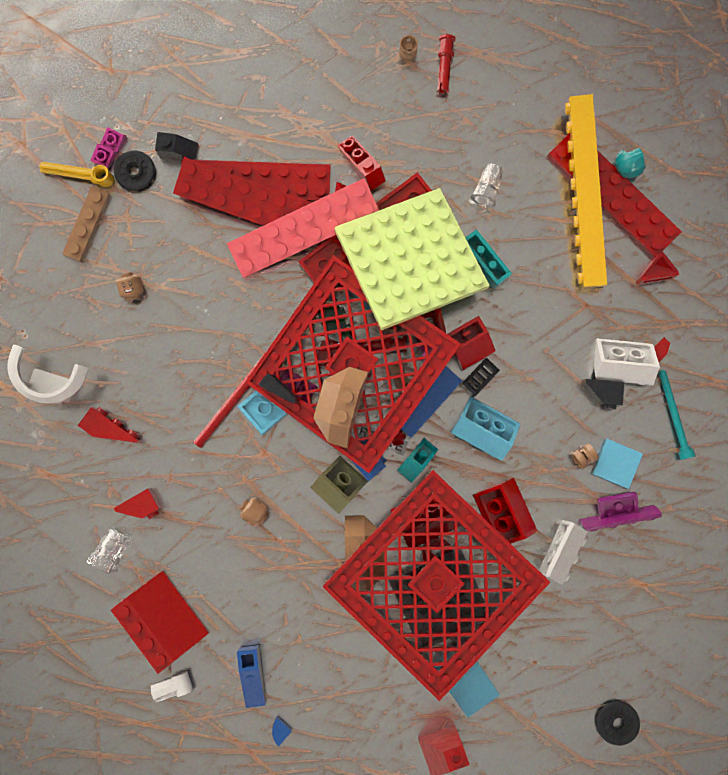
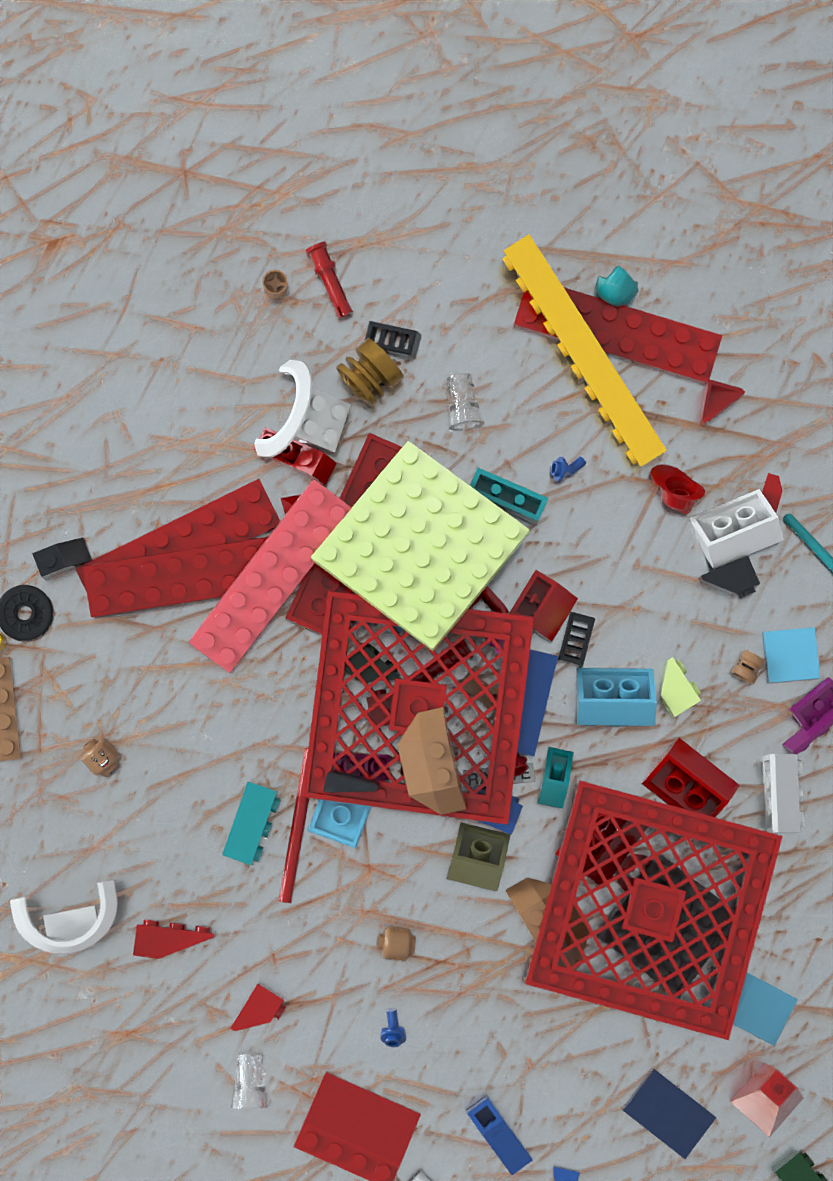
camera: 30 degrees left, 0 degrees up
(202, 382) = (251, 824): none -> teal brick
(219, 571) = (394, 1035): none -> blue plate
(373, 724) = (669, 1113): none -> dark blue tile
(385, 139) = (314, 420): none -> white piece
(439, 132) = (369, 372): none -> pearl gold wheel
(473, 131) = (413, 344): none -> black slope
(528, 445) = (676, 690): none -> yellowish green slope
(530, 261) = (561, 469): none -> blue plate
(599, 316) = (677, 488): none -> red piece

